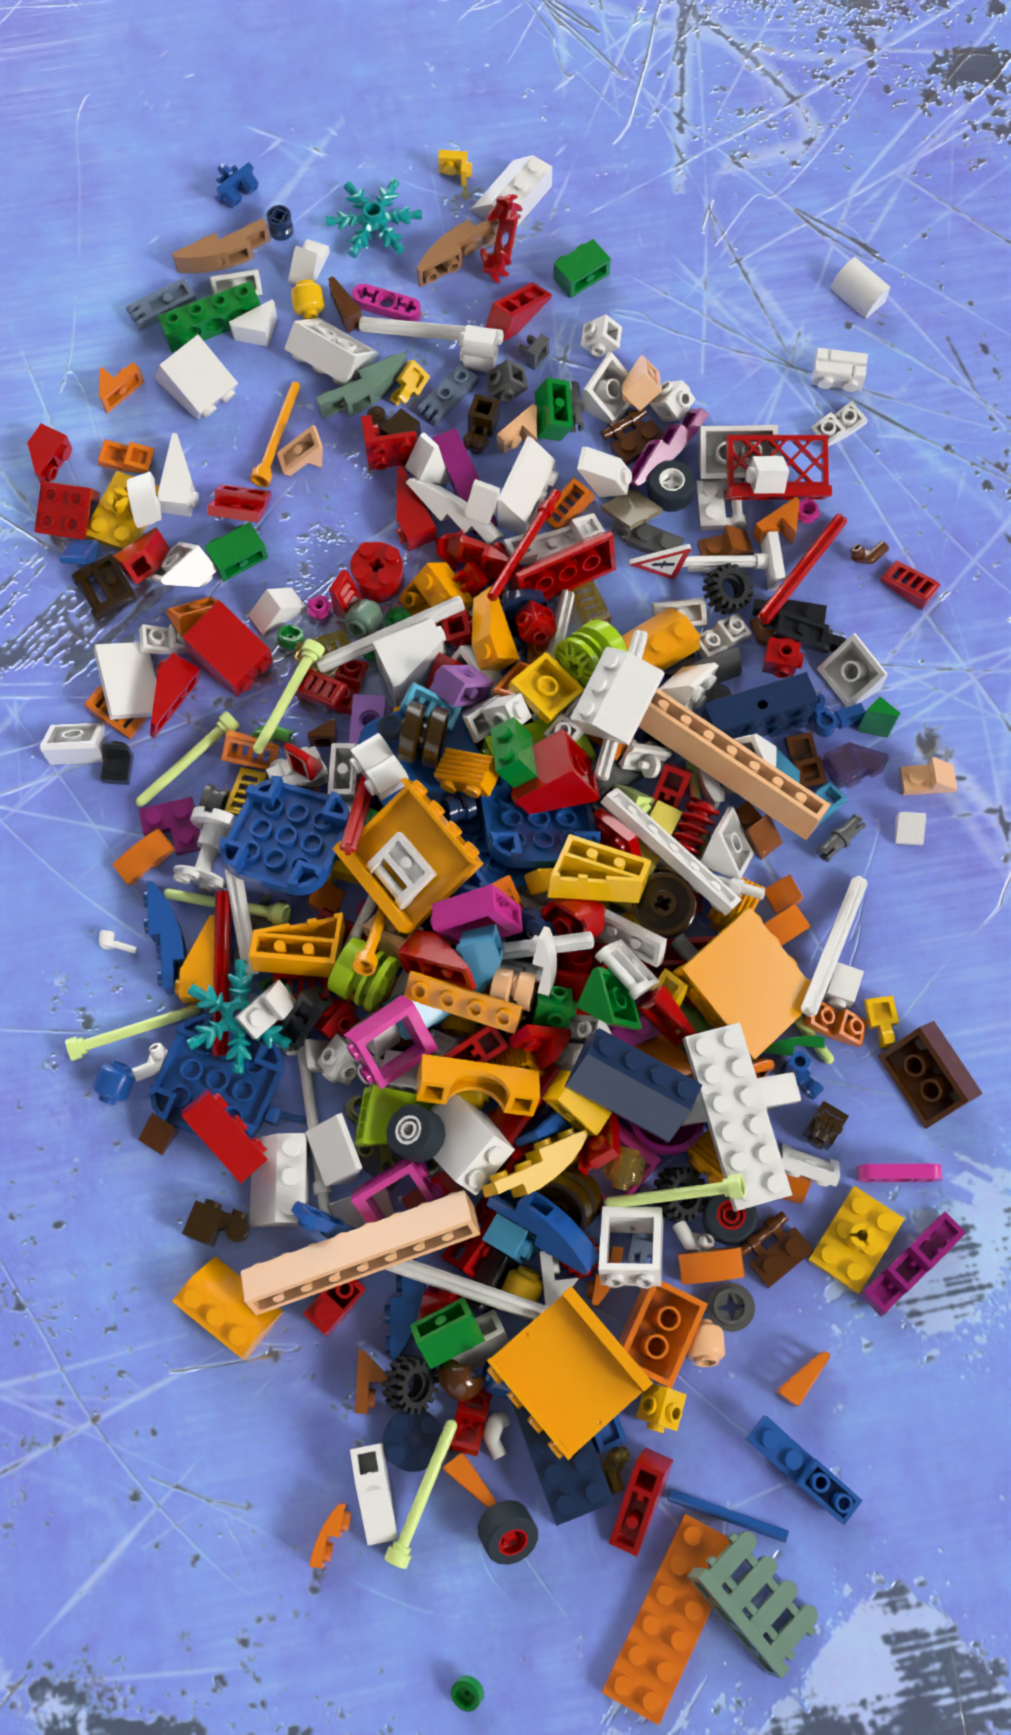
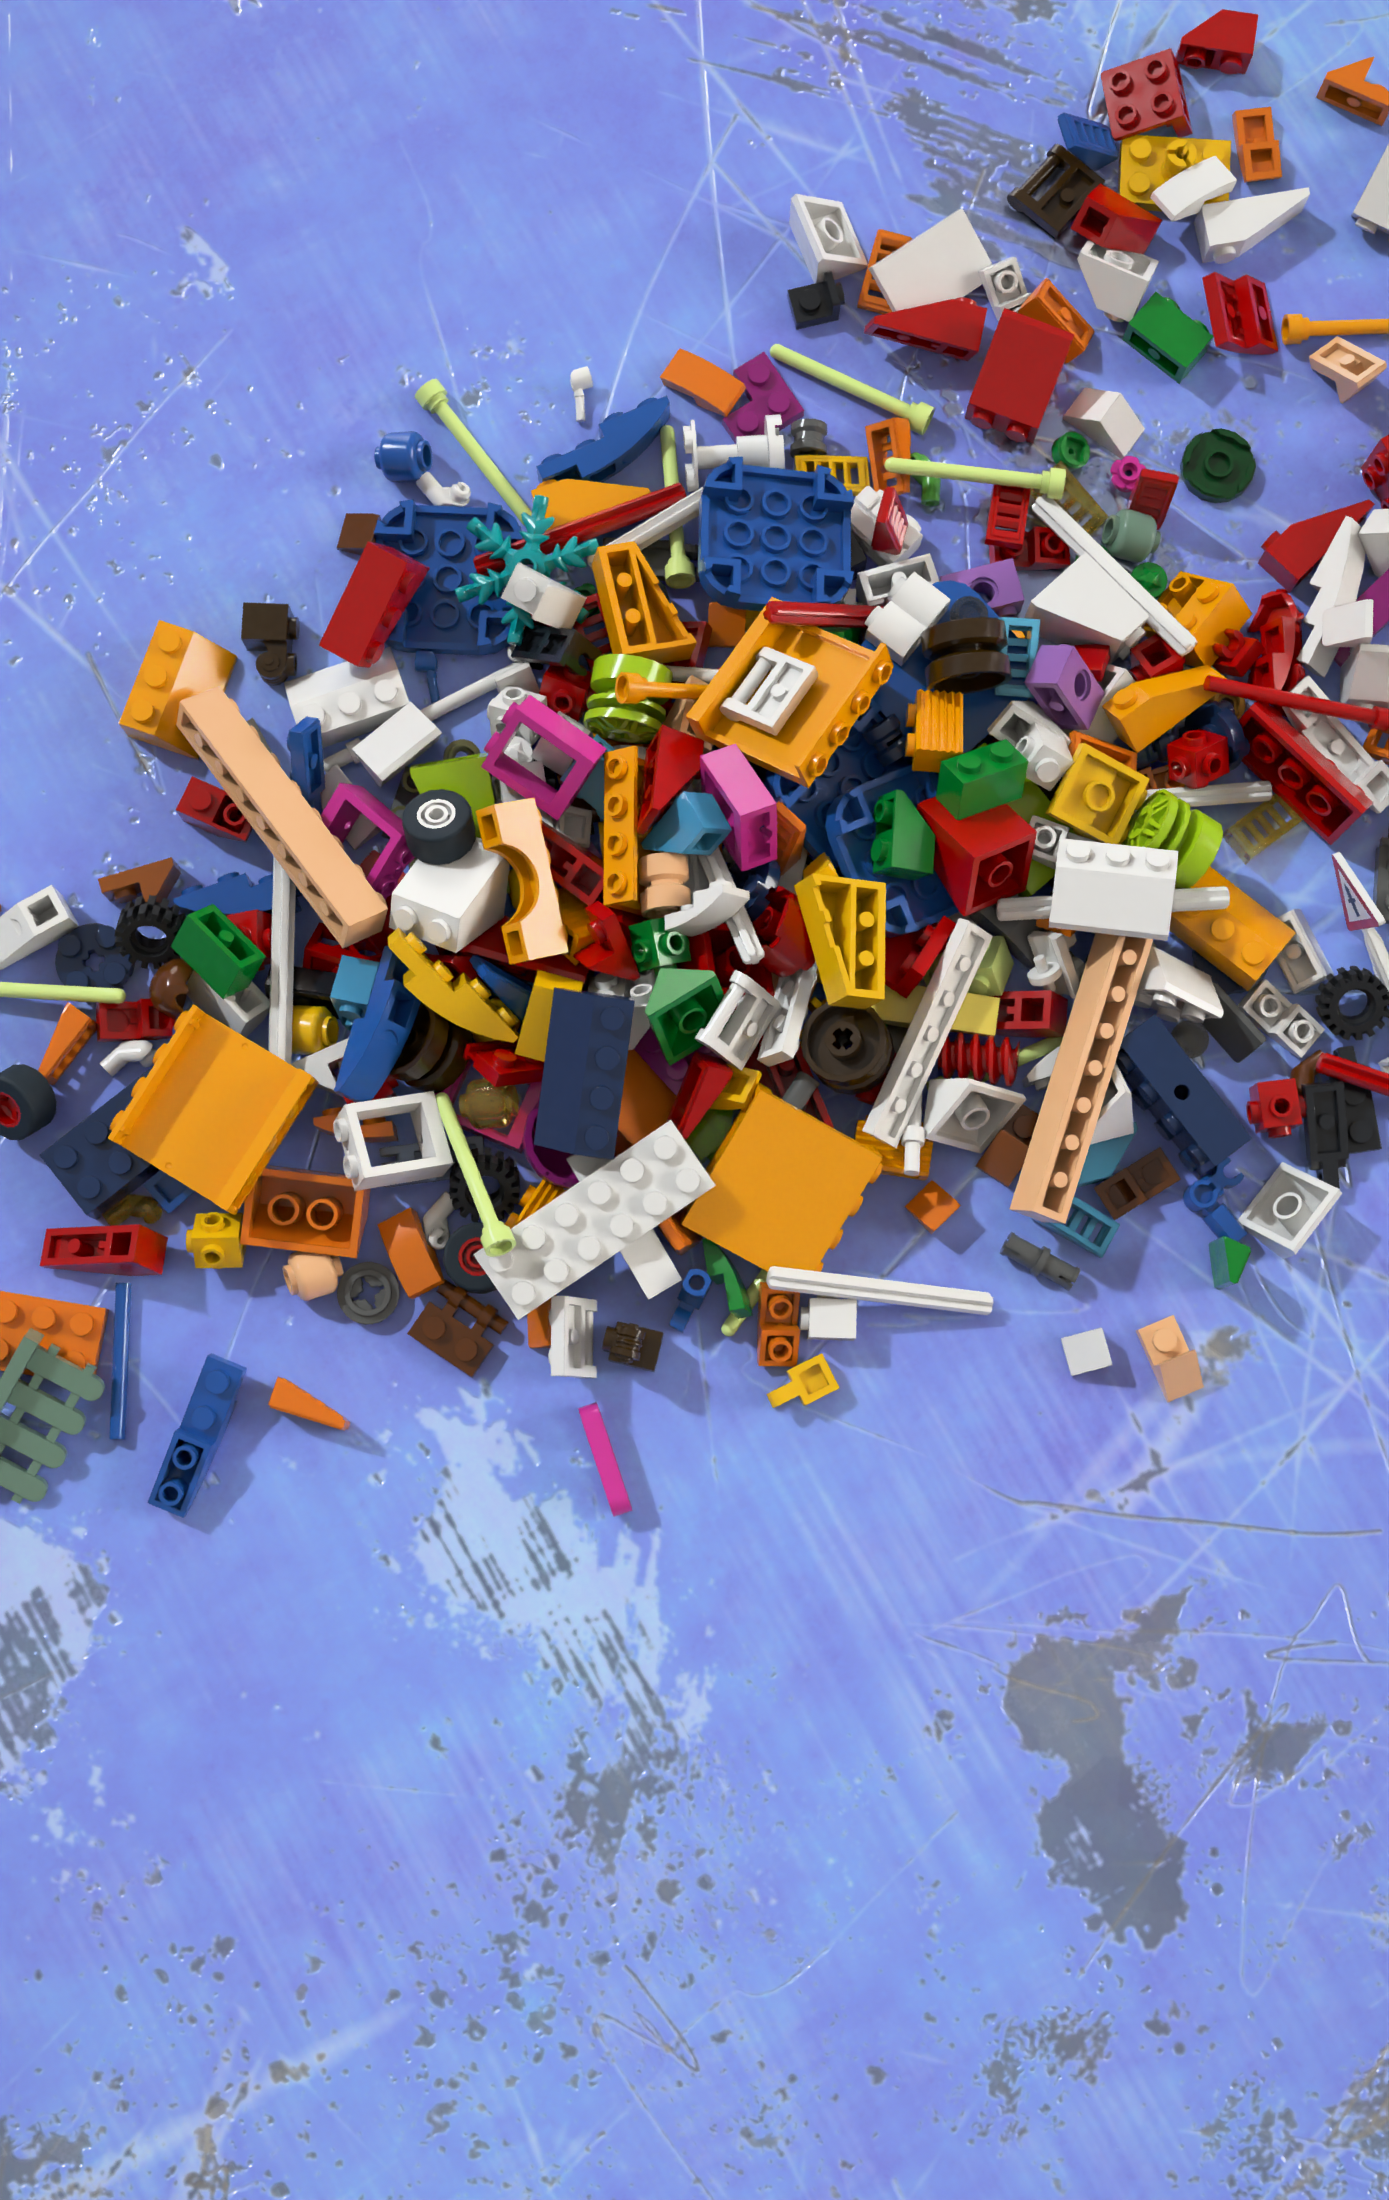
camera: 70 degrees right, 10 degrees up
(324, 734) = (946, 544): reddish brown slope -> none
(332, 551) = (1217, 466): none -> dark green tile
(377, 571) = (1194, 514): red brick -> none
(534, 818) = (902, 839): none -> green slope
(788, 924) = (886, 1220): orange slope -> none
(852, 763) = (1153, 1246): clear purple slope -> none
(855, 1240) = (503, 1427): yellow plate -> none
(912, 1264) = (495, 1507): magenta slope -> none
(929, 1074) = (749, 1465): reddish brown slope -> none

